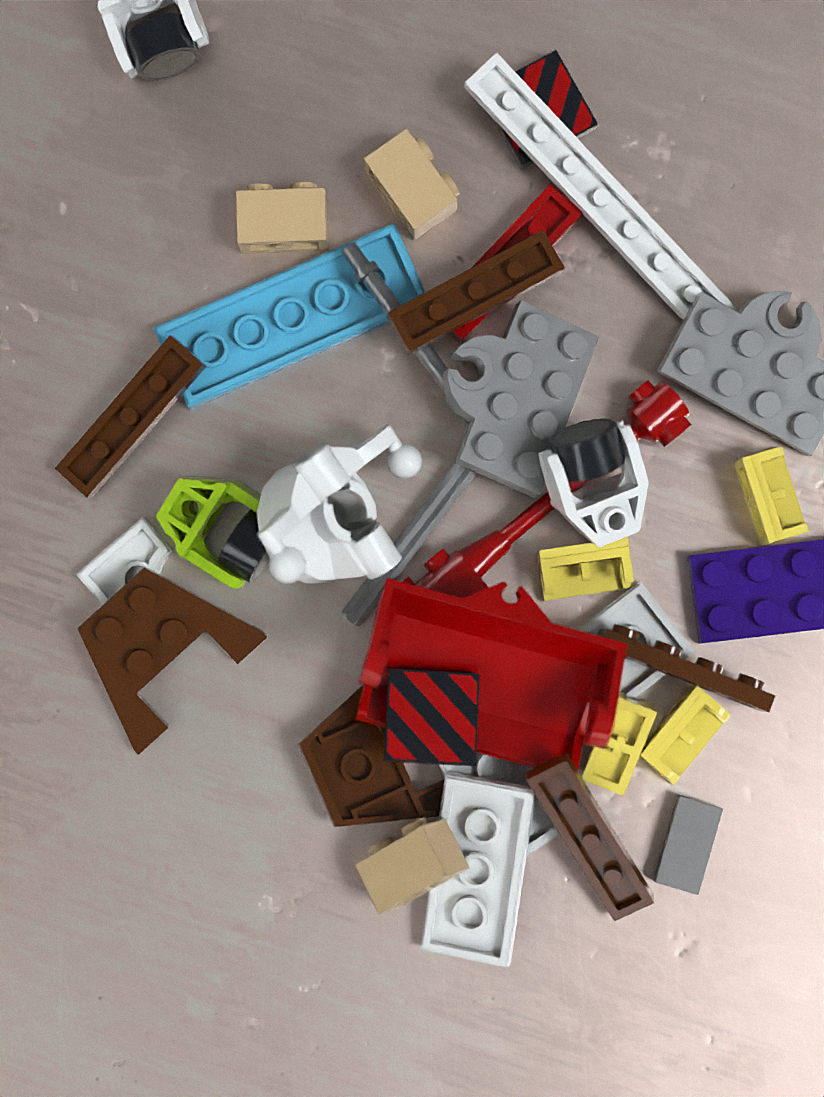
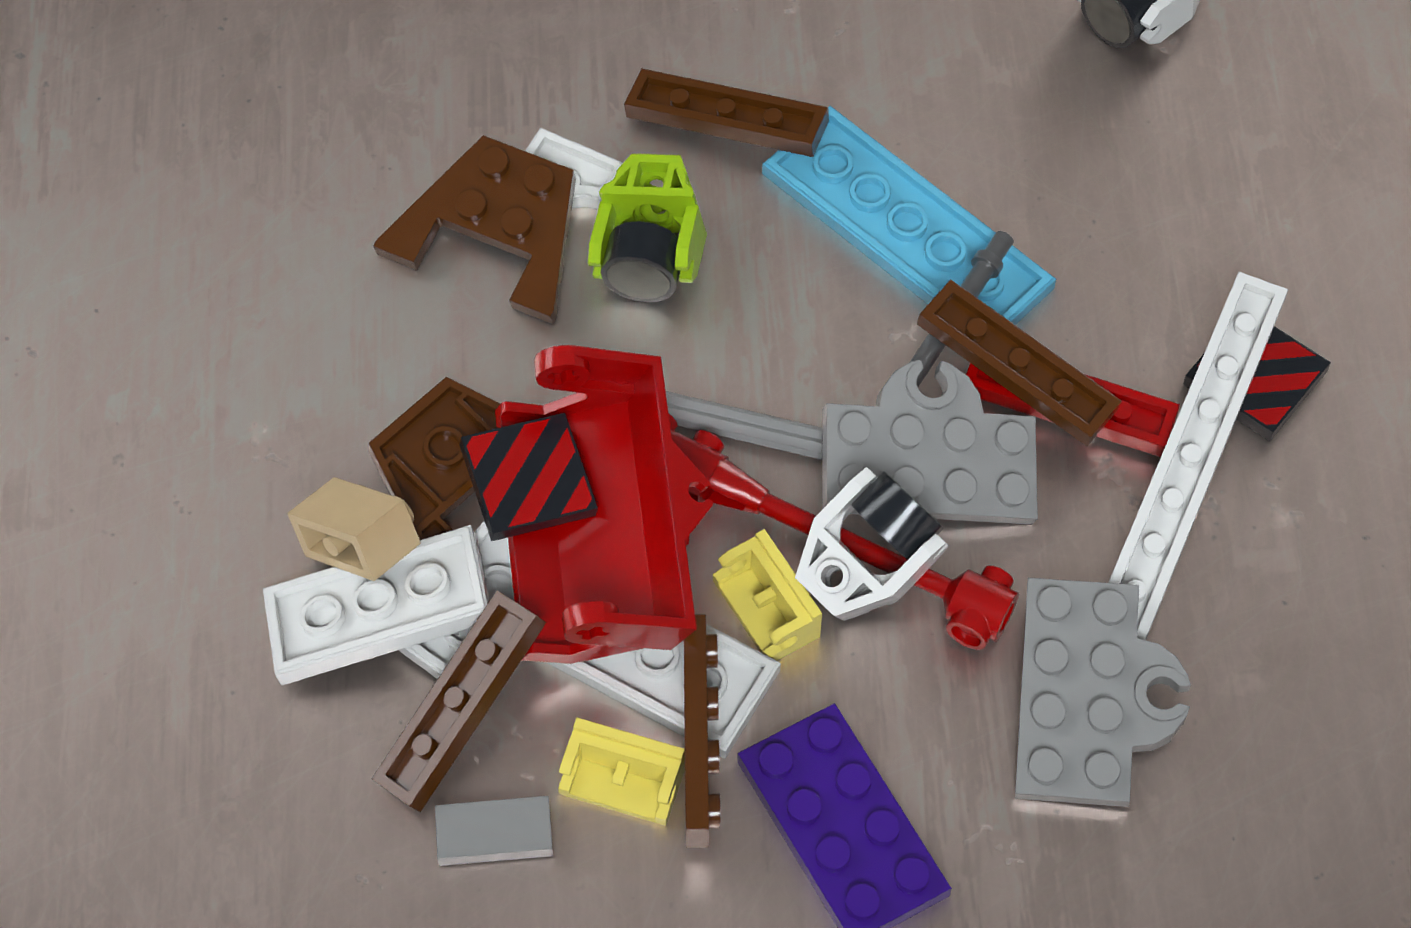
camera: 65 degrees right, 25 degrees down
(282, 218) = (1003, 174): tan brick -> none
(301, 526) = (673, 272): white piece -> none
(411, 183) = (1105, 276): tan brick -> none
(615, 764) = (582, 687): light yellow hinge -> none
(770, 496) = (947, 766): light yellow hinge -> none

